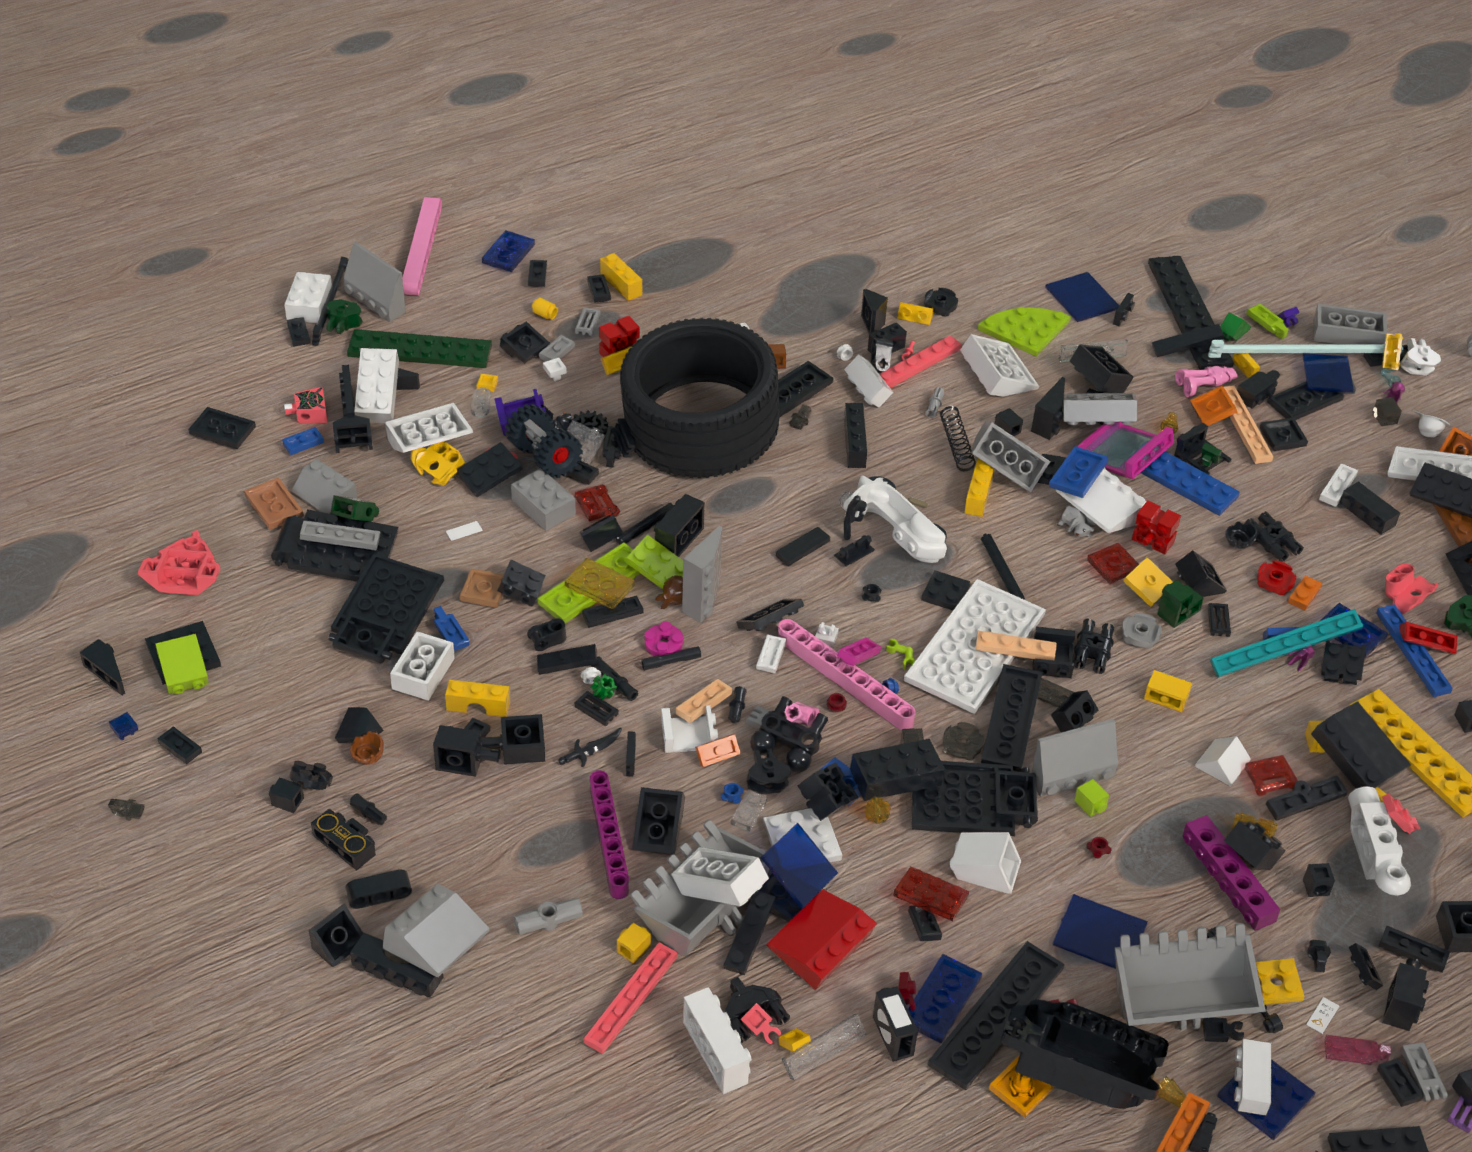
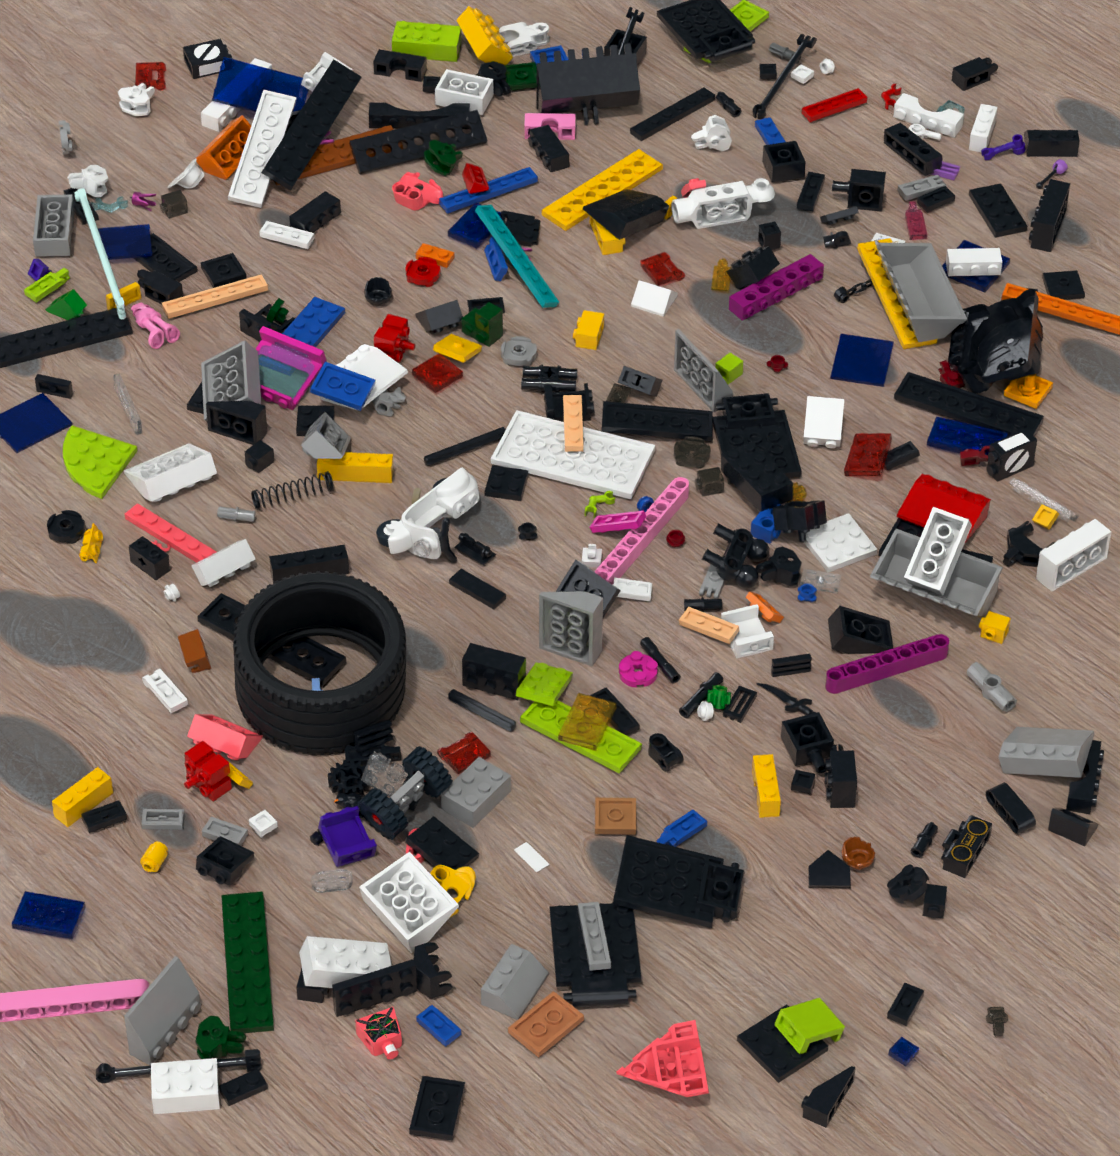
camera: 100 degrees left, 0 degrees up
(361, 509) = (547, 937): dark green torso -> none
(422, 666) = (743, 833): white brick -> none
(487, 381) = (292, 886): yellow tile -> none
(521, 583) = (604, 785): black plate -> none
(537, 273) = (86, 878): black plate -> none
(567, 659) = (691, 731): black plate -> none
(601, 532) = (511, 735): black slope -> none
(630, 998) = (1049, 621): coral plate -> none
(672, 592) = (579, 662): reddish brown piece -> none
(759, 1021) = (1040, 536): coral plate -> none
(799, 865) = (886, 523): clear blue piece -> none
(801, 713) = (716, 542): bright pink piece -> none
(873, 310) = (112, 568): black slope -> none
(881, 352) = (185, 556): piece -> none
(1101, 369) = (168, 389): black brick -> none
(1170, 421) = (222, 345): clear yellow cone -> none
(1187, 340) = (100, 335): black tile -> none
(1213, 406) = (198, 314): orange plate -> none
(1275, 536) = (370, 269): black pin -> none
(1306, 797) = (680, 248): black hinge -> none
(1392, 351) = (101, 195): yellow hinge -> none

